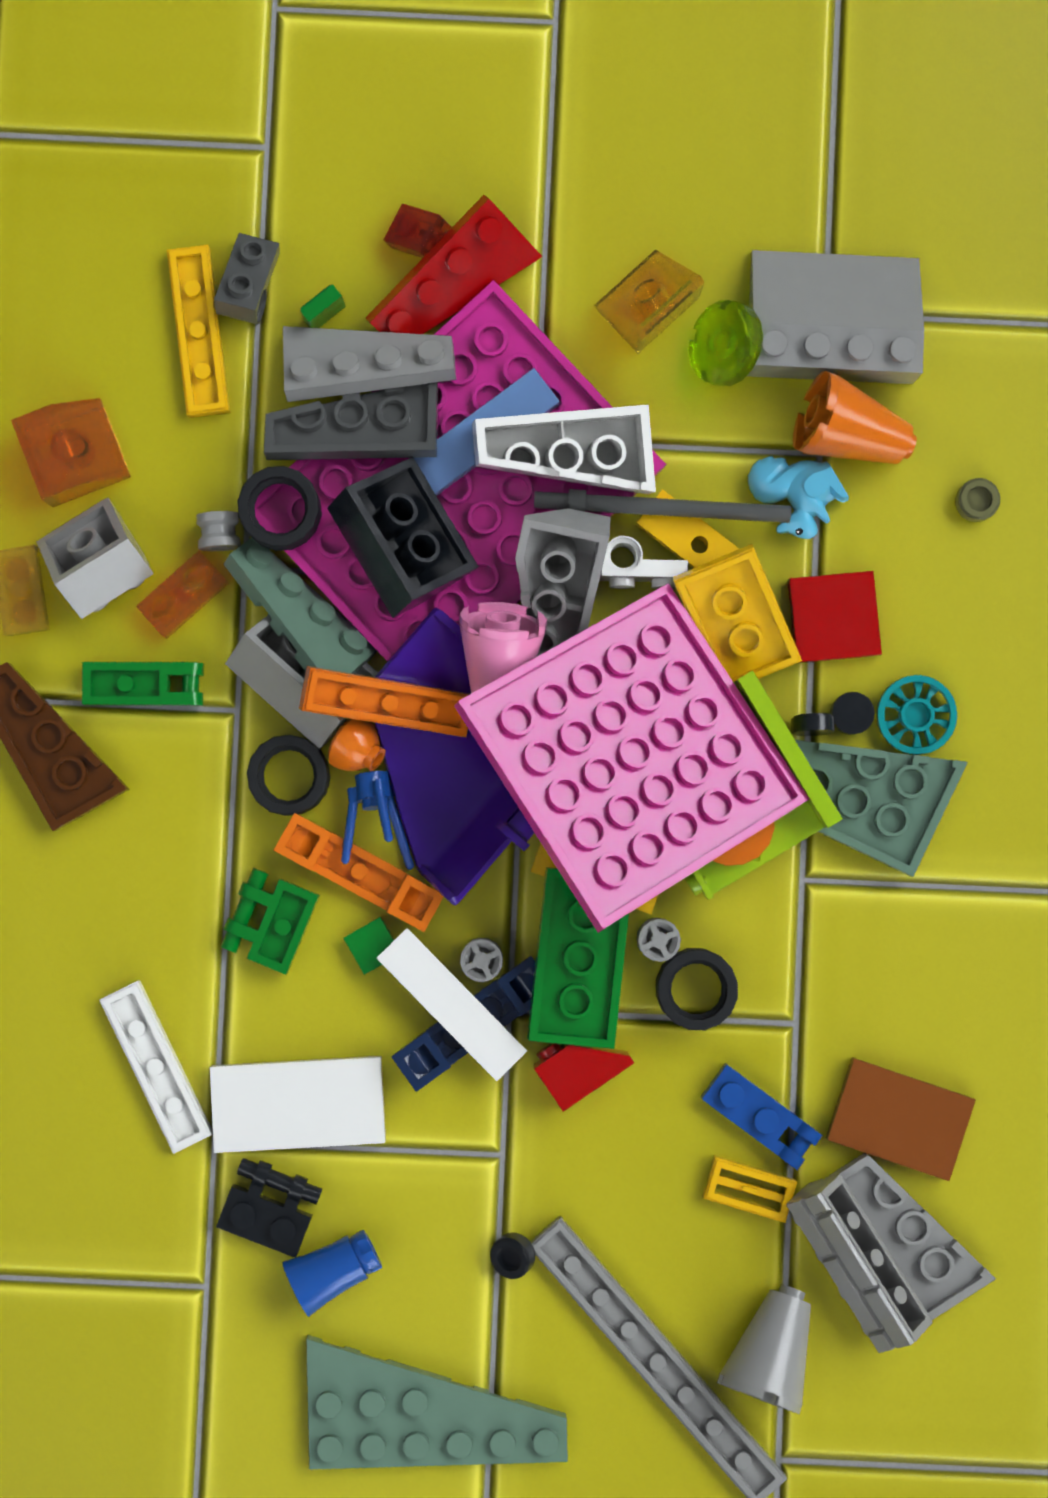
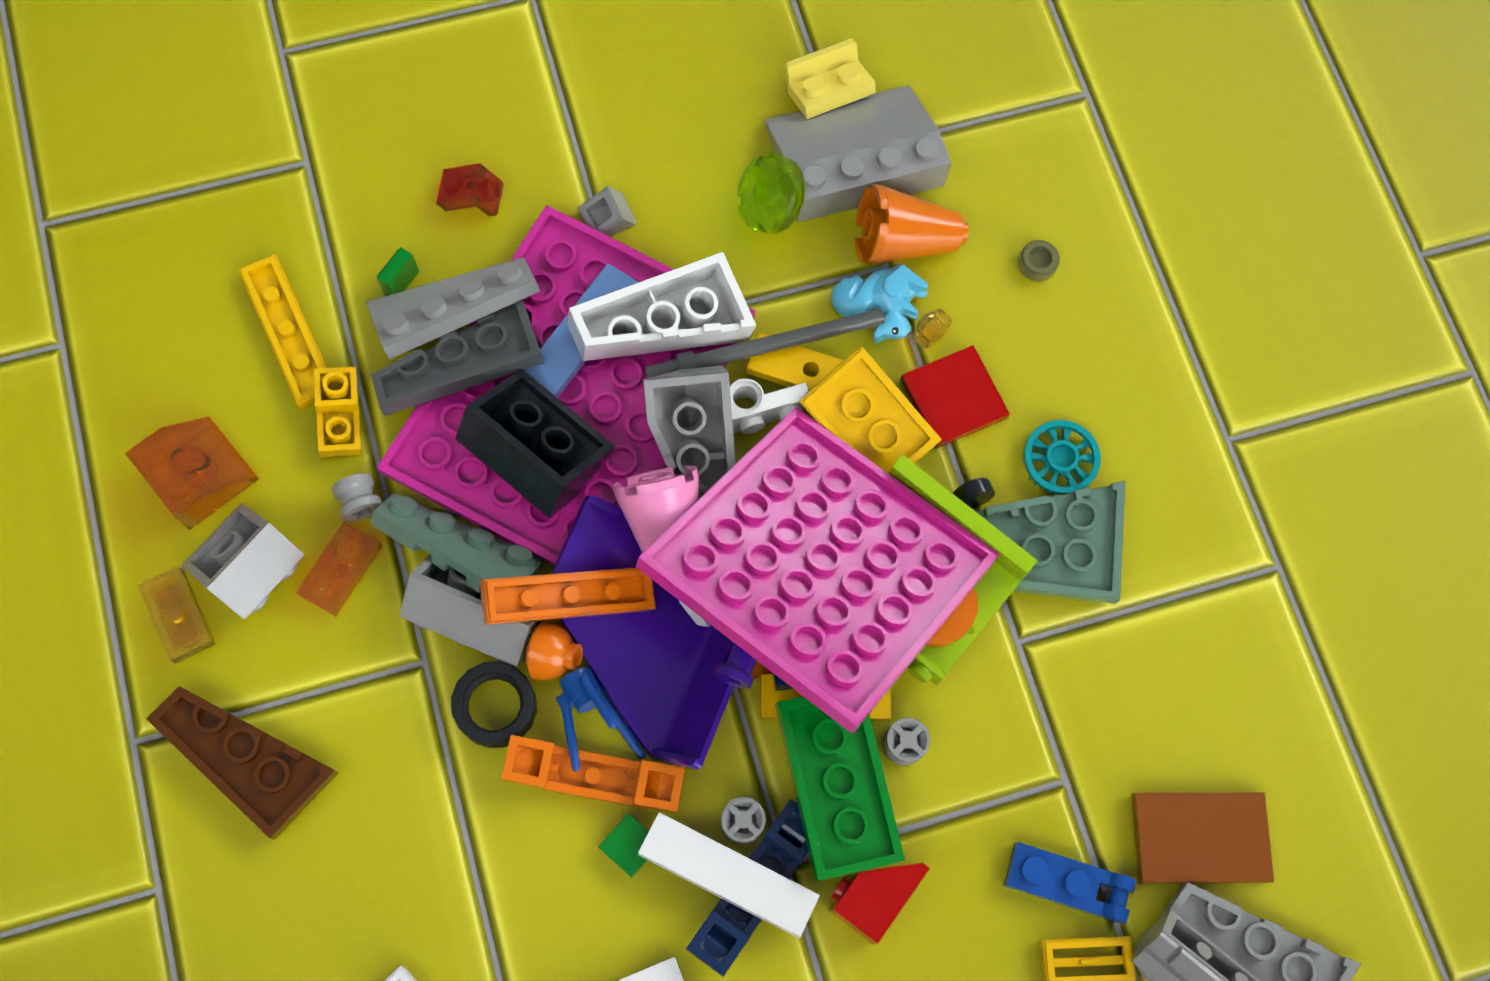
camera: 20 degrees left, 15 degrees down
(140, 683) = (321, 664): green plate -> none
(223, 435) = (337, 411): none -> yellow slope
(246, 279) = (319, 272): dark grey plate -> none
(264, 479) = (400, 425): black tyre -> none
(282, 925) = (532, 855): green plate -> none
(463, 262) = (510, 205): red wing -> none
(554, 305) = (607, 212): none -> light grey slope
(650, 299) = (692, 182): clear yellow slope -> none
(728, 996) = (986, 756): black tyre -> none
(834, 228) = (828, 79): none -> light yellow bracket
(838, 539) = (932, 328): none -> clear yellow tile
(852, 713) = (1005, 474): black tile -> none

